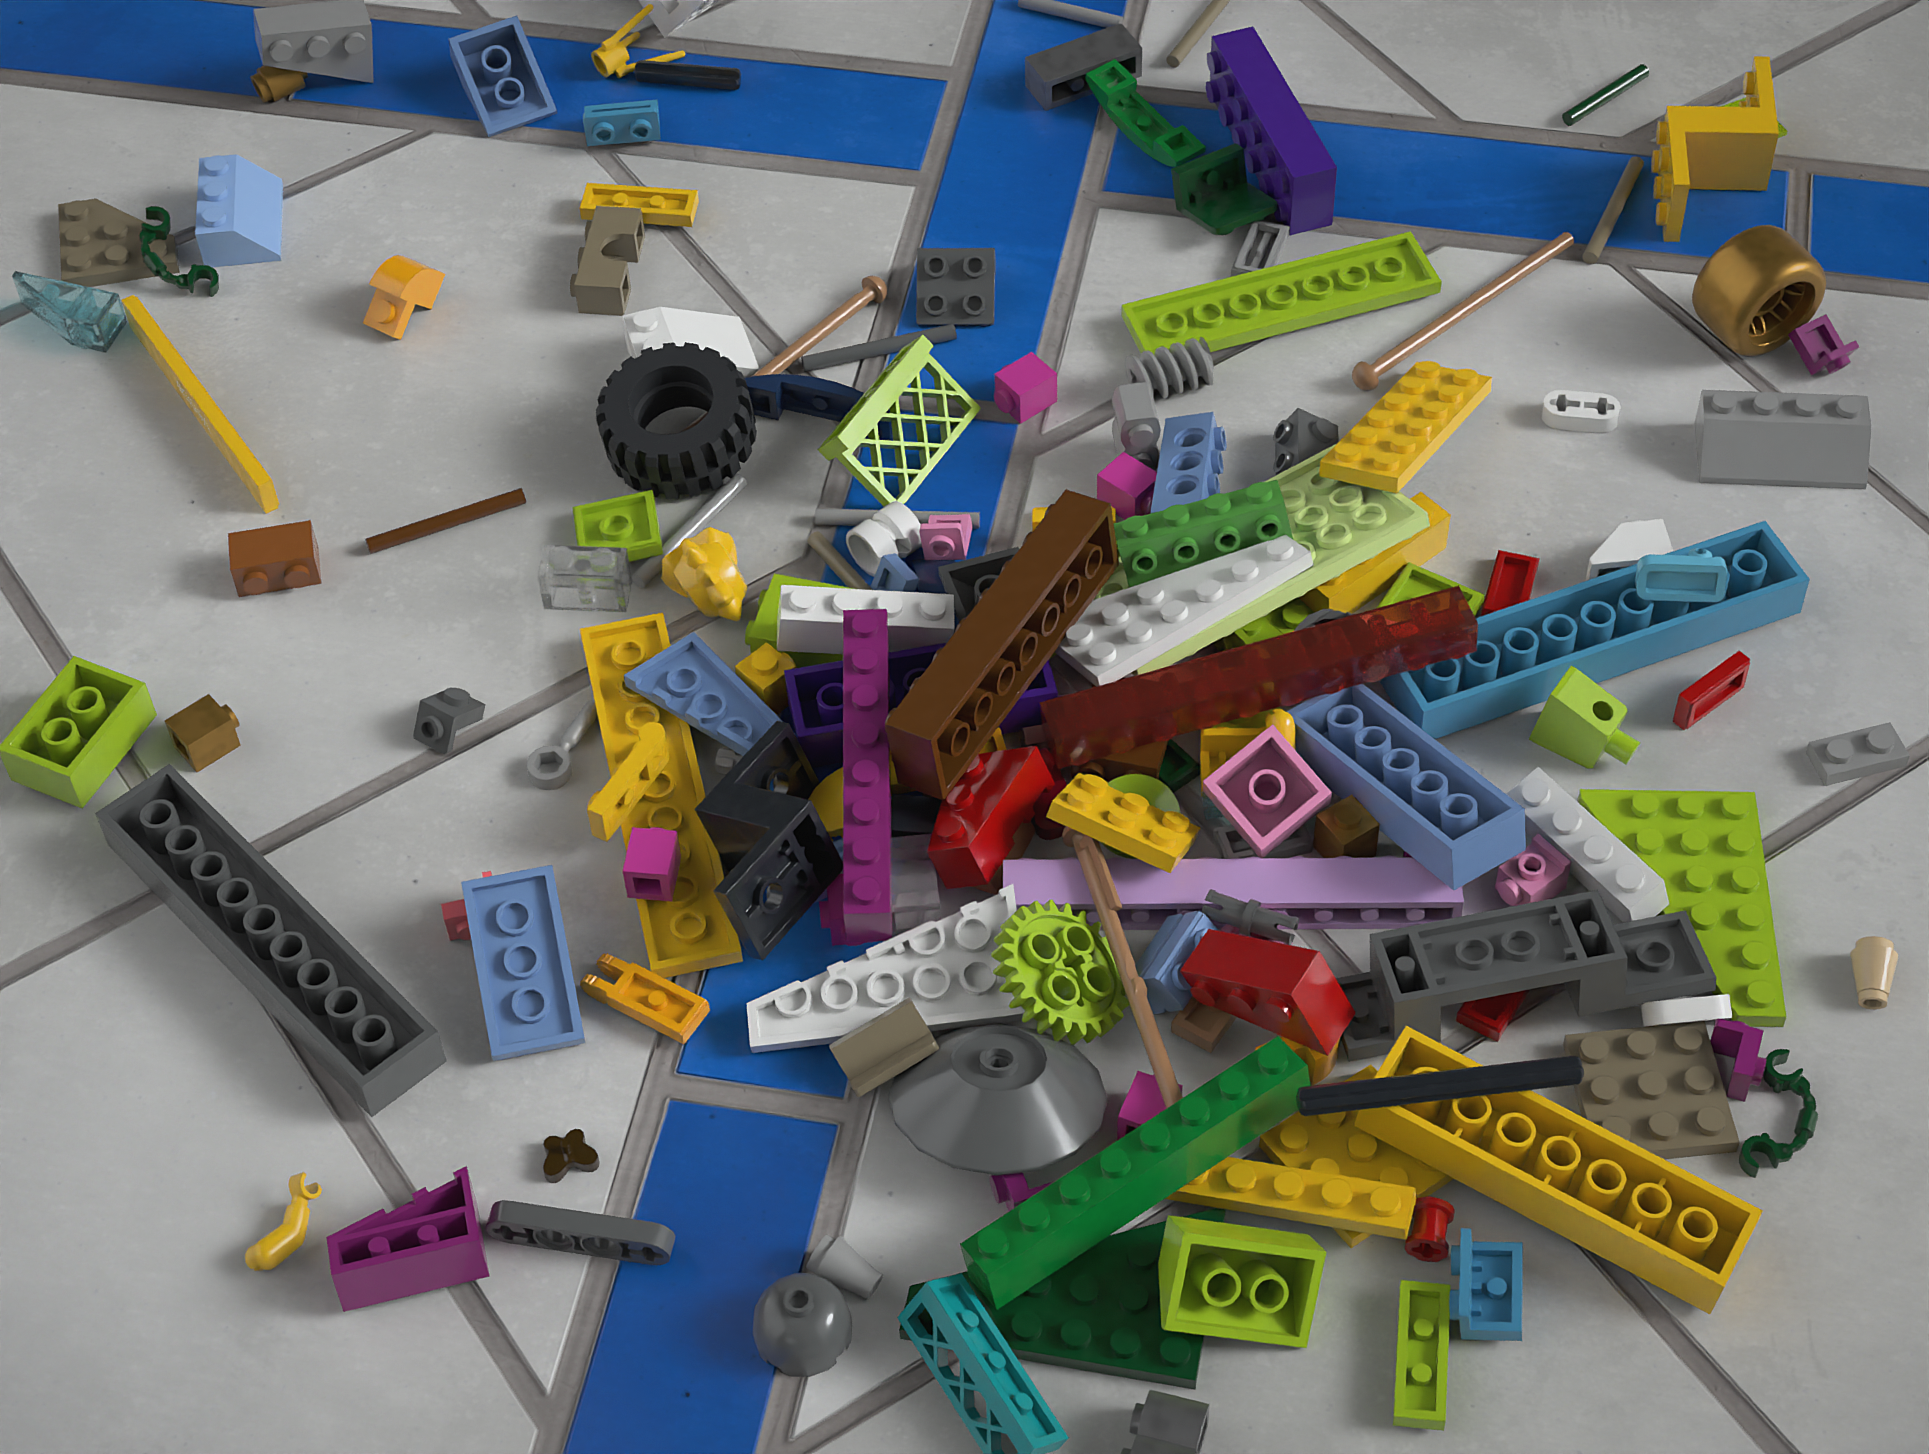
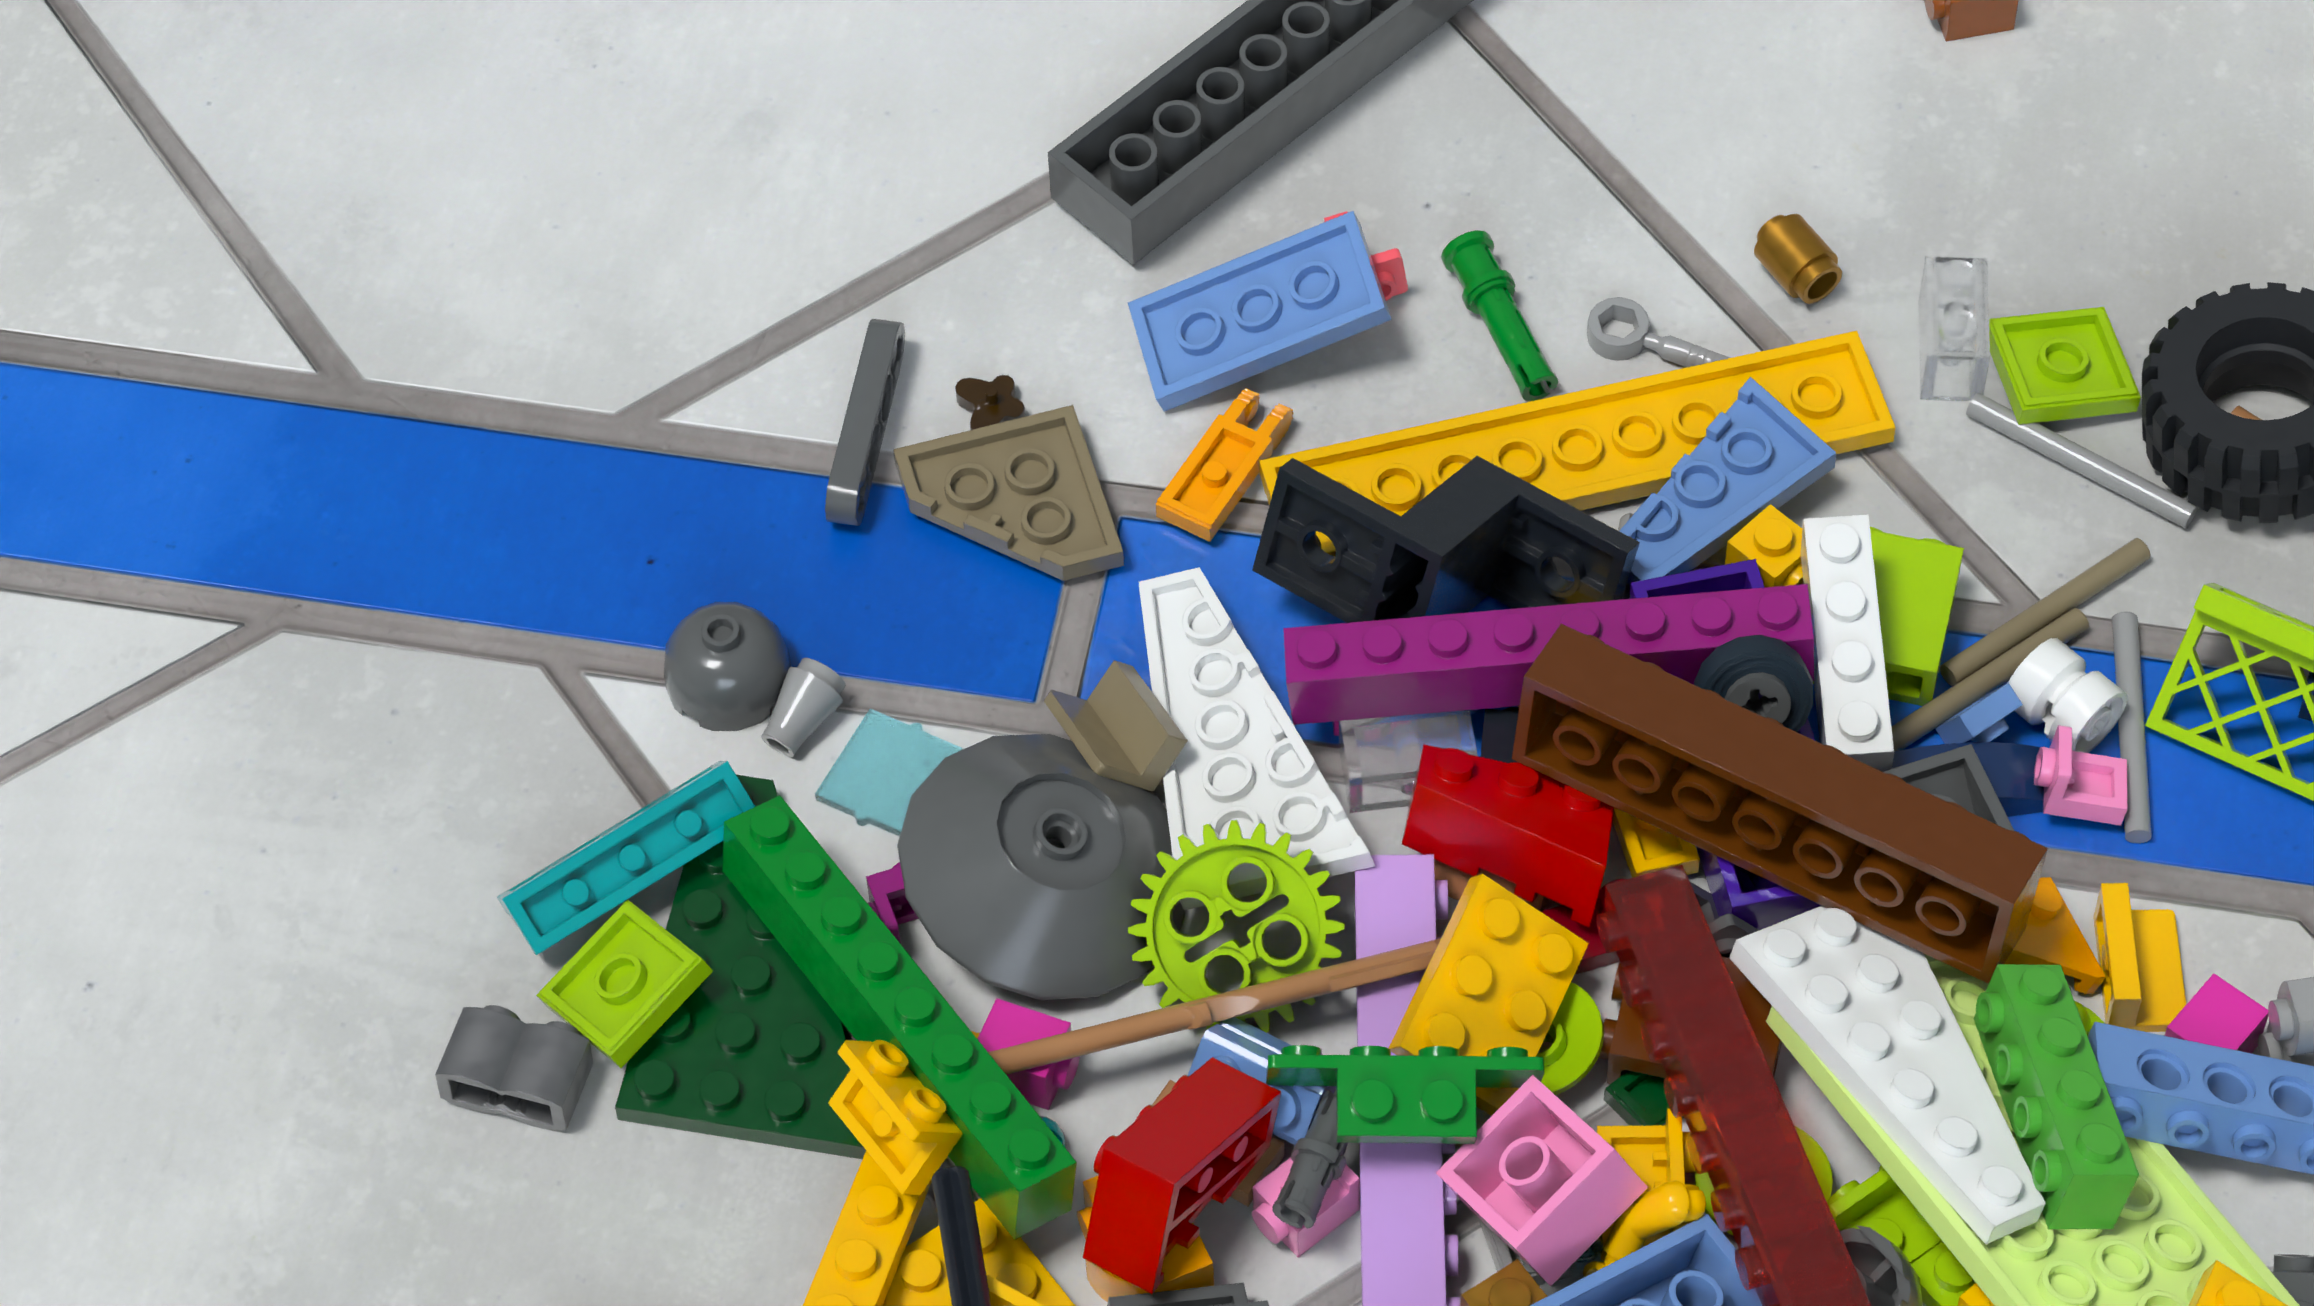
camera: 90 degrees right, 5 degrees up
(291, 1233) = (883, 137): yellow arm -> none
(411, 1249) = (844, 248): magenta wedge -> none
(443, 715) = (1696, 198): dark grey bracket -> none
(445, 520) = (2071, 165): reddish brown bar -> none
(509, 660) = (1797, 258): none -> pearl gold brick
(513, 835) = (1490, 294): none -> green pin
(628, 782) = (1557, 398): yellow plate -> none
(652, 864) = (1415, 434): dark pink brick -> none
(657, 1128) = (1017, 490): none -> dark tan plate
(707, 573) = (1967, 471): yellow head -> none
(798, 543) = (2045, 611): none -> dark tan bar
(899, 1216) = (882, 770): none -> clear light blue piece
(910, 647) = (1764, 666): none -> black wheel
(1096, 1371) = (624, 983): none -> lime plate
(1217, 852) = (1401, 1095): none -> green bracket
(1232, 1160) = (893, 1114): none -> yellow bracket
(1238, 1281) = (739, 1142): lime slope -> none

